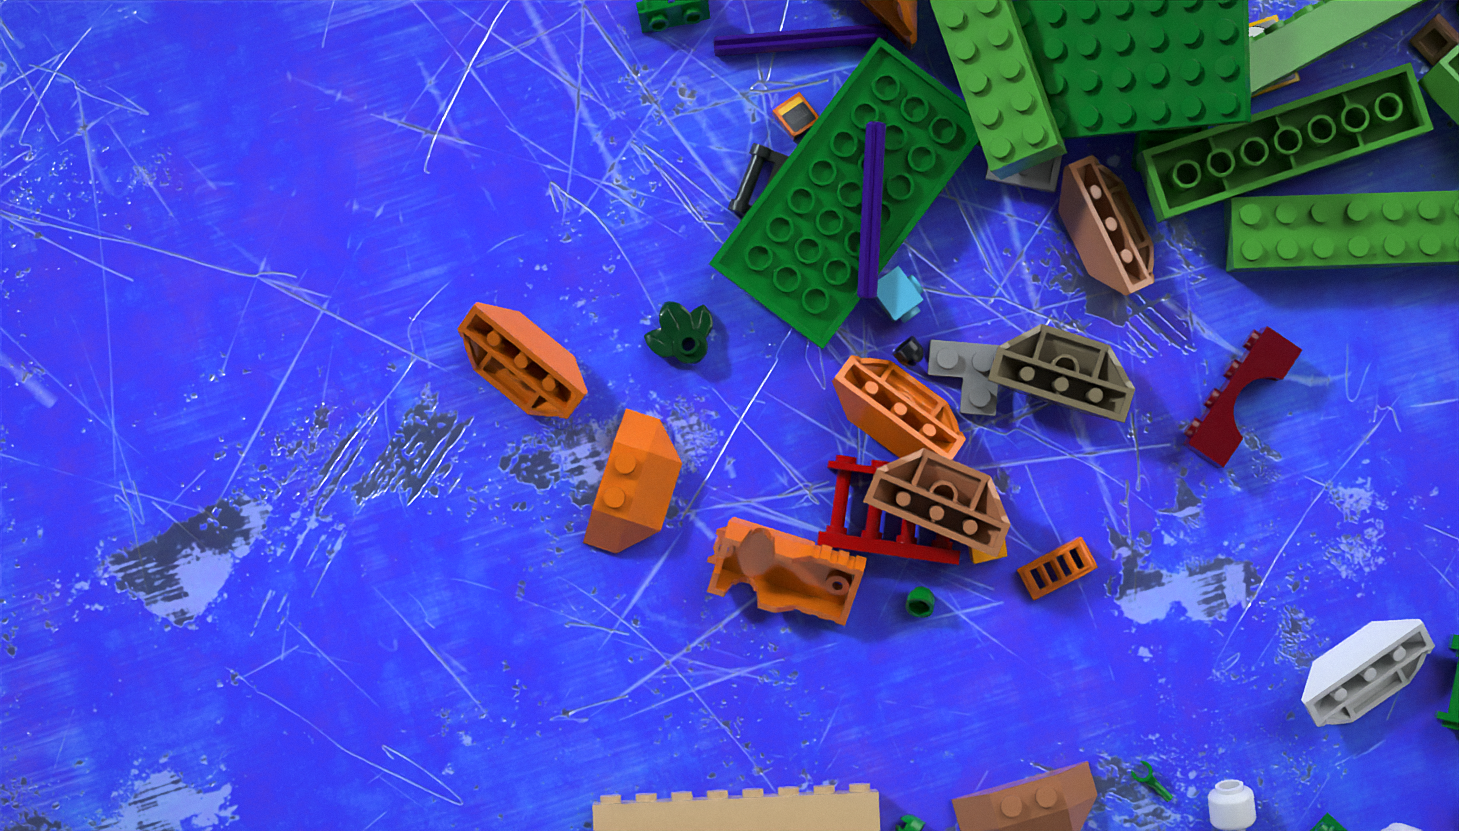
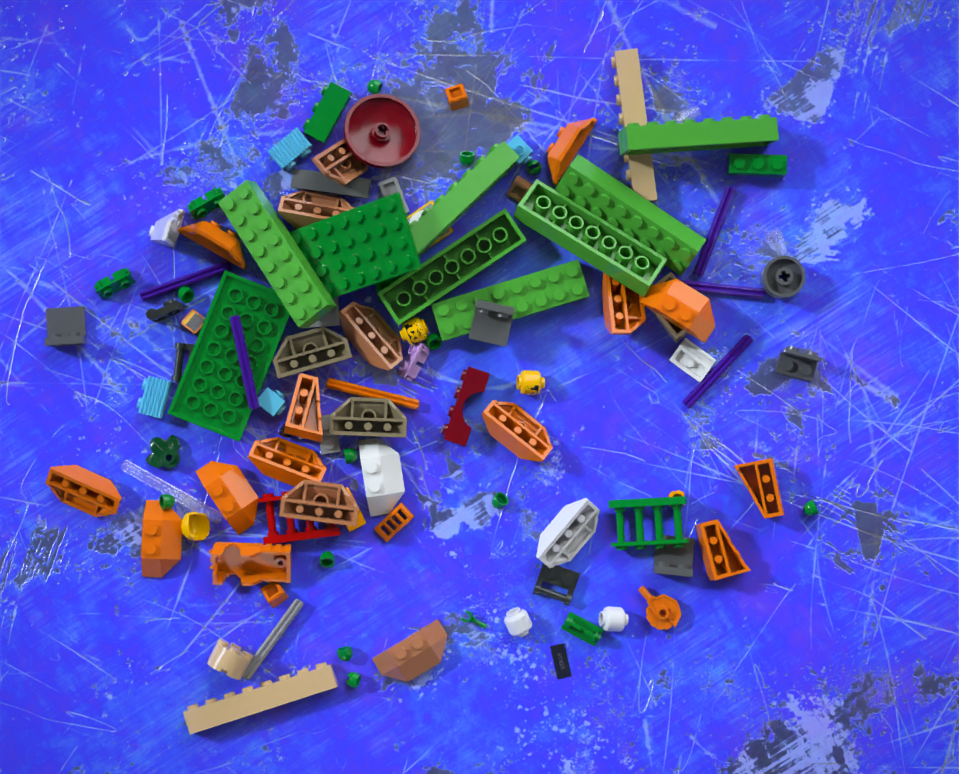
camera: 10 degrees left, 0 degrees up
(566, 62) = (65, 326): none -> dark grey bracket
(664, 418) = (166, 501): none -> green hinge
(676, 406) = (167, 488): none -> clear axle
(691, 229) = (154, 397): none -> medium azure brick
(701, 733) = (229, 659): none -> tan brick
(702, 478) = (195, 526): none -> yellow hair
(763, 80) = (170, 308): none -> pearl dark grey plate
(780, 437) = (230, 494): none -> orange wedge
(784, 717) = (273, 637): none -> light grey axle
(791, 66) = (185, 294): none -> green hinge
(809, 637) = (274, 593): none -> orange slope
(907, 777) = (345, 653): none -> green hinge
(956, 326) = (305, 412): none -> orange wedge
(994, 224) = (310, 352): none -> dark tan wedge
(1010, 428) = (350, 455): none -> green hinge
(1056, 479) = (381, 475): none -> white wedge
(1068, 322) = (372, 393): none -> orange axle
(1177, 278) = (408, 368): none -> lavender hinge
(1185, 237) = (414, 331): none -> yellow head
(1220, 267) = (438, 341): none -> green hinge
(1255, 581) = (499, 500): none -> green hinge
(1322, 467) = (517, 430): none -> orange wedge
(1324, 746) = (560, 577): none -> pearl dark grey plate
(1336, 257) = (491, 323): none -> dark grey bracket
(1366, 385) = (530, 382): none -> yellow head

